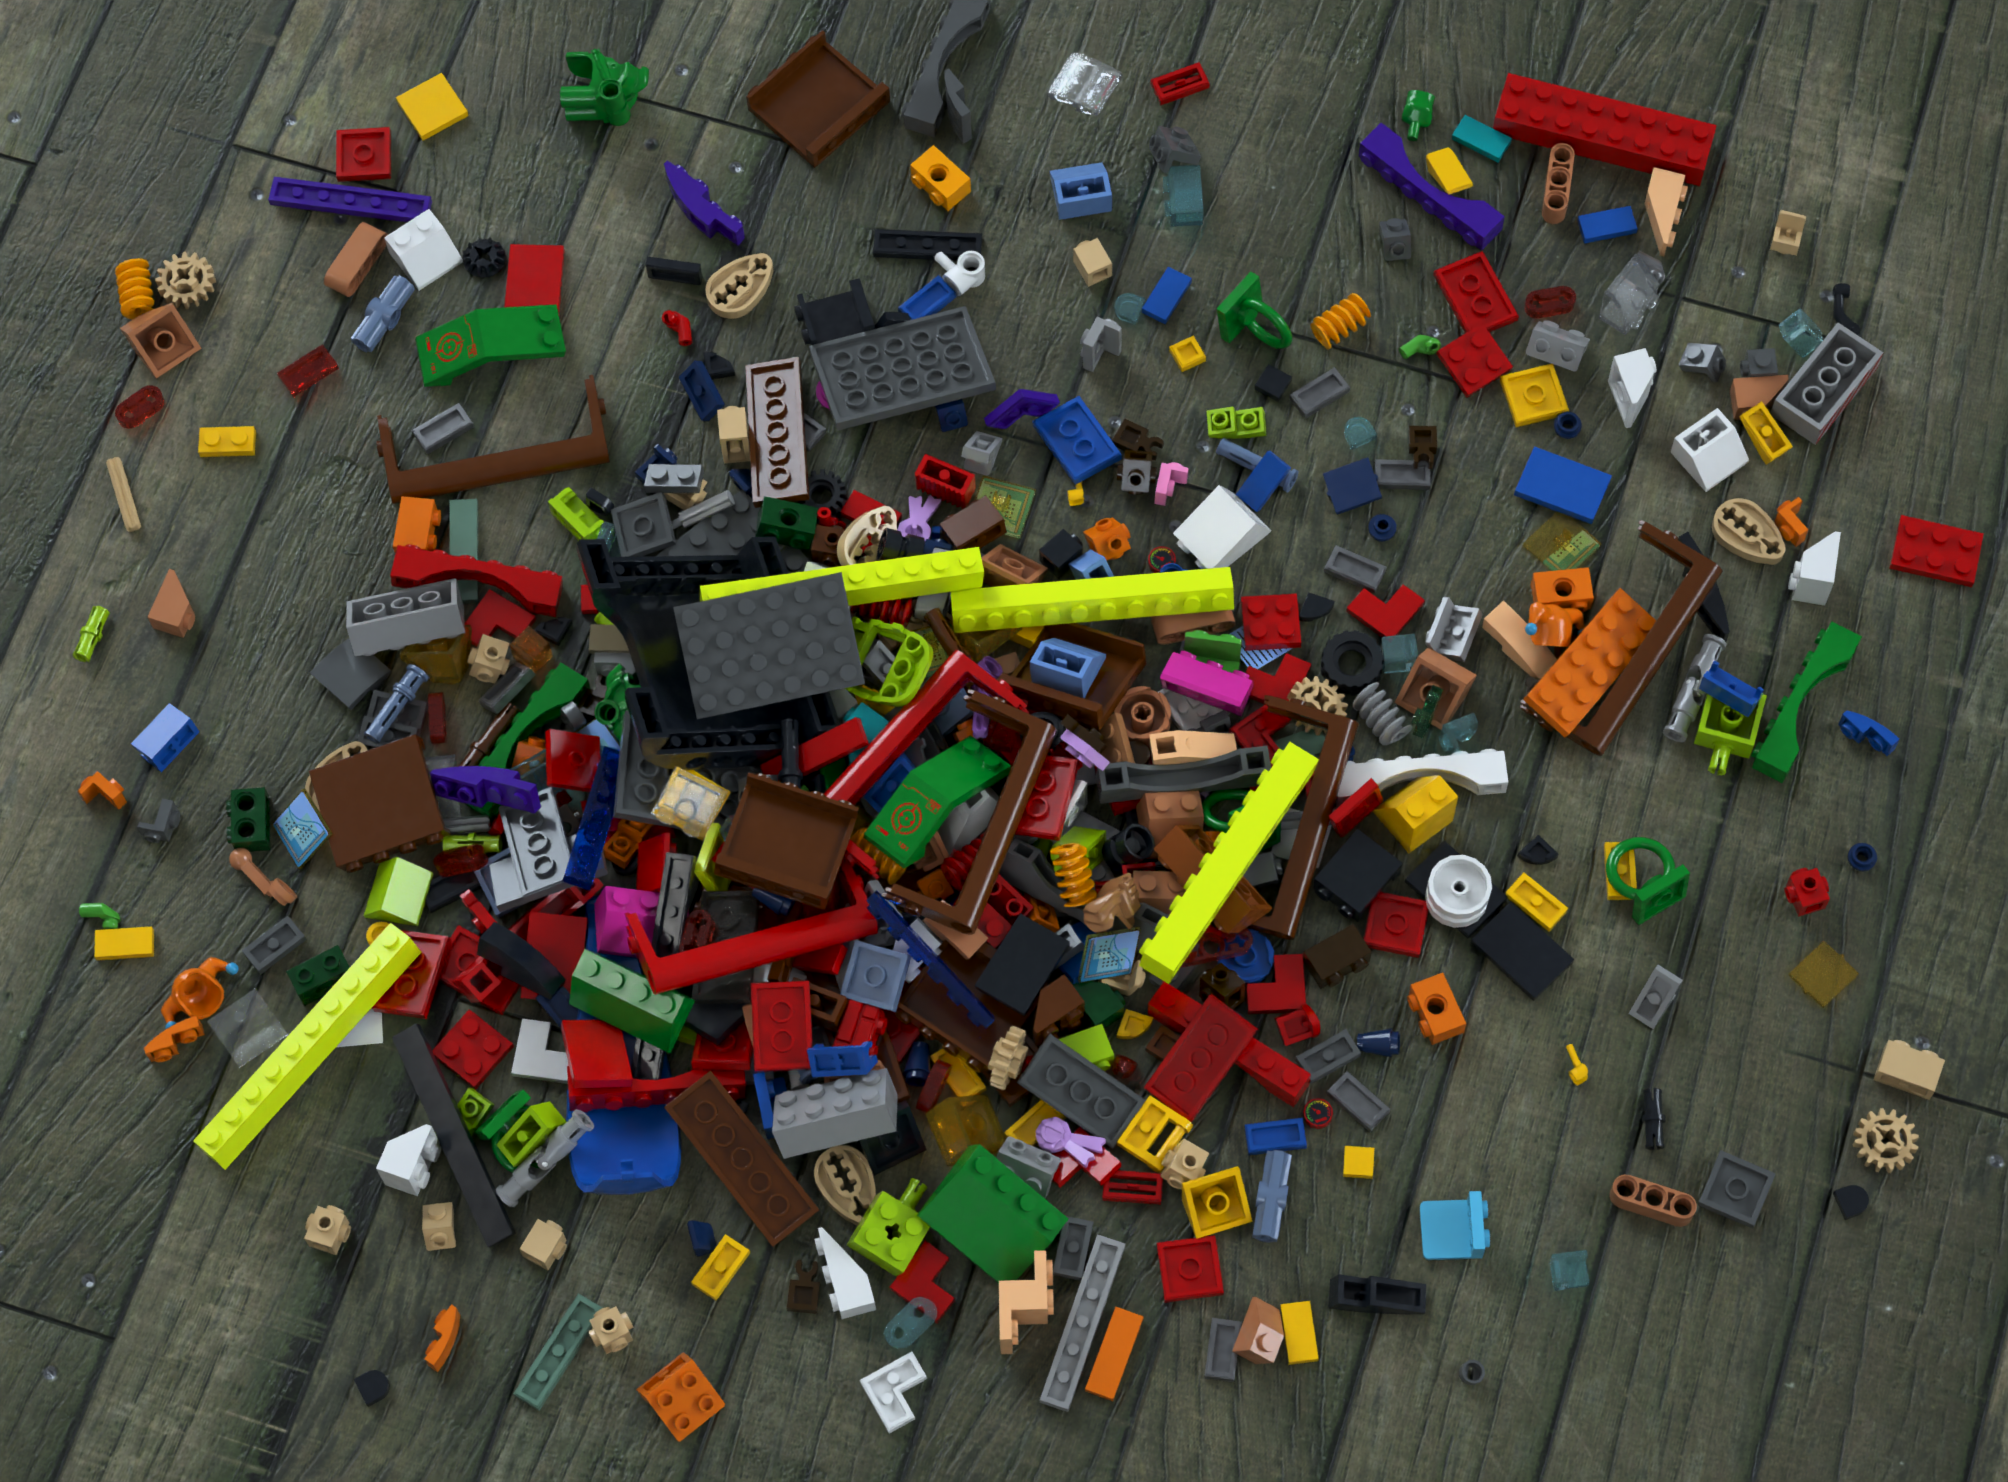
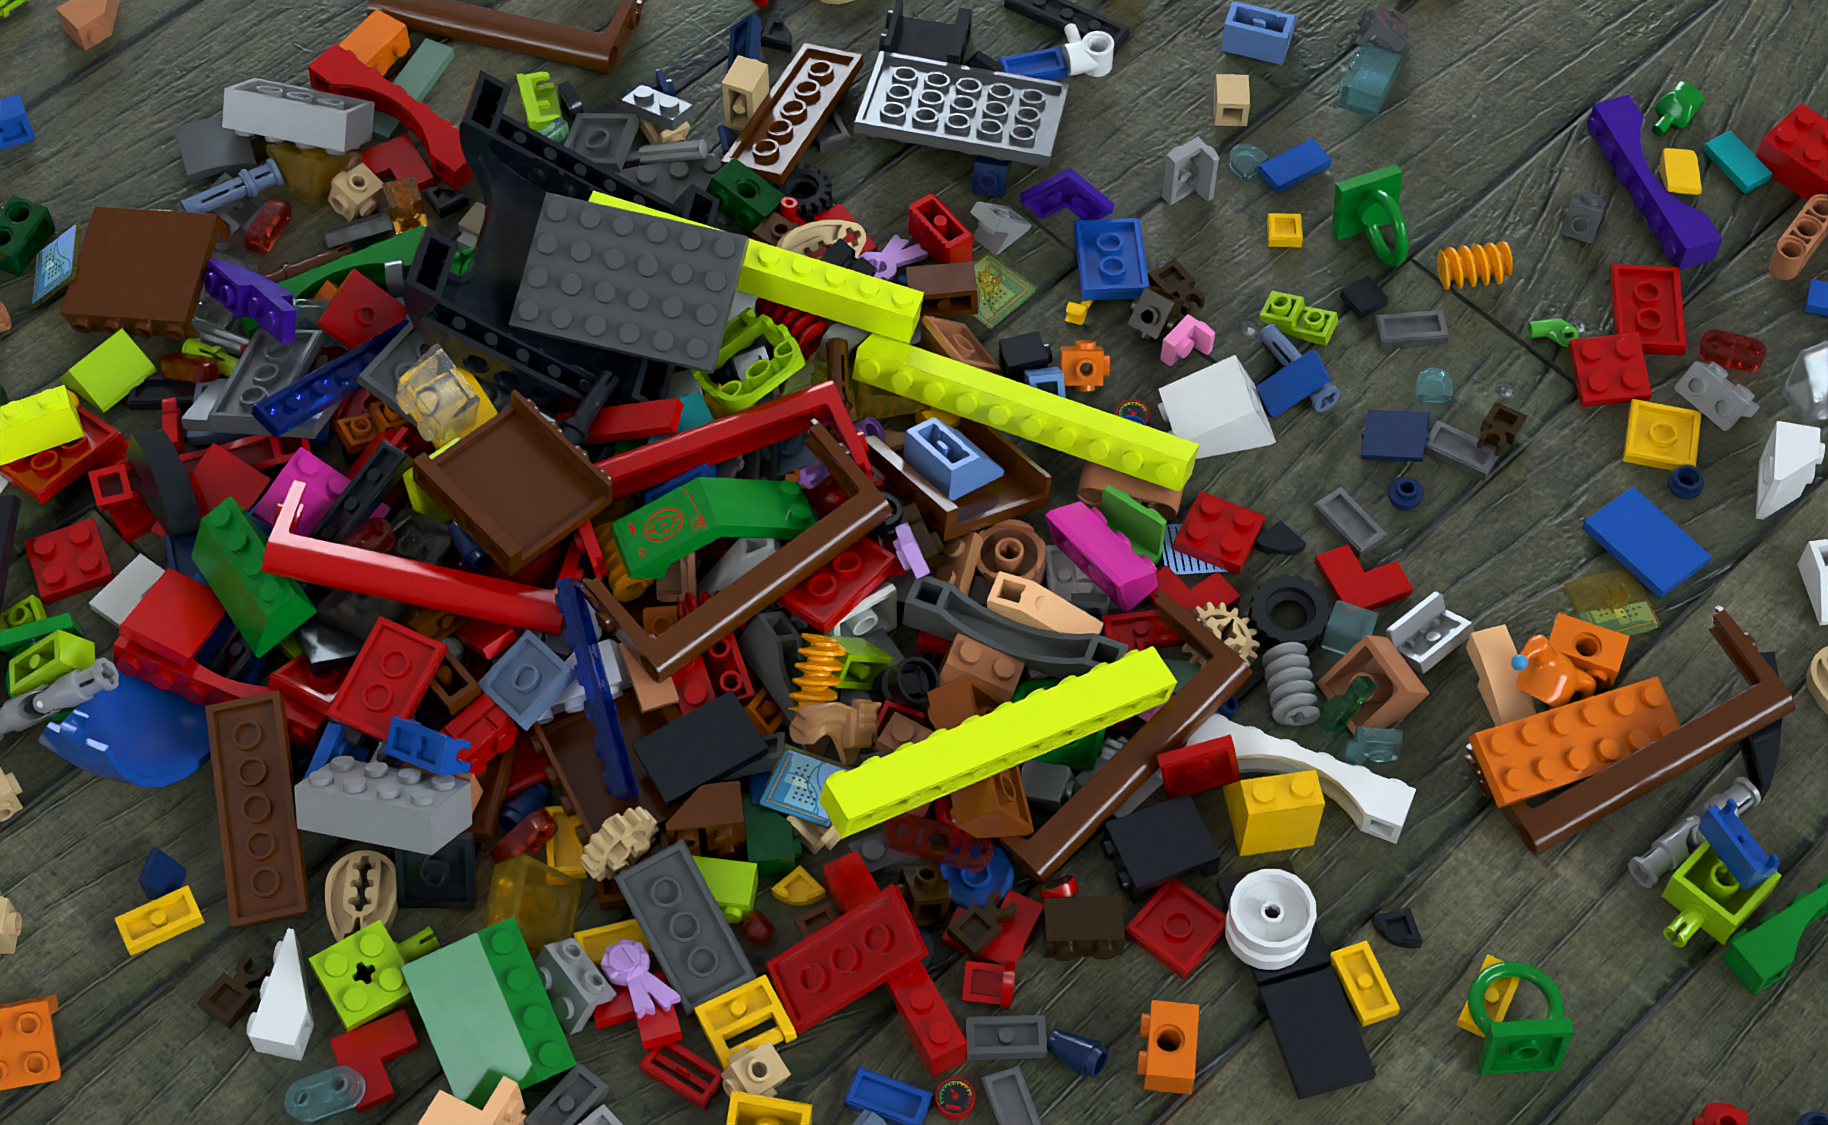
camera: 25 degrees right, 10 degrees down
(1271, 992) = (979, 927): none -> dark brown plate
(1306, 938) = (1059, 888): none -> red tile

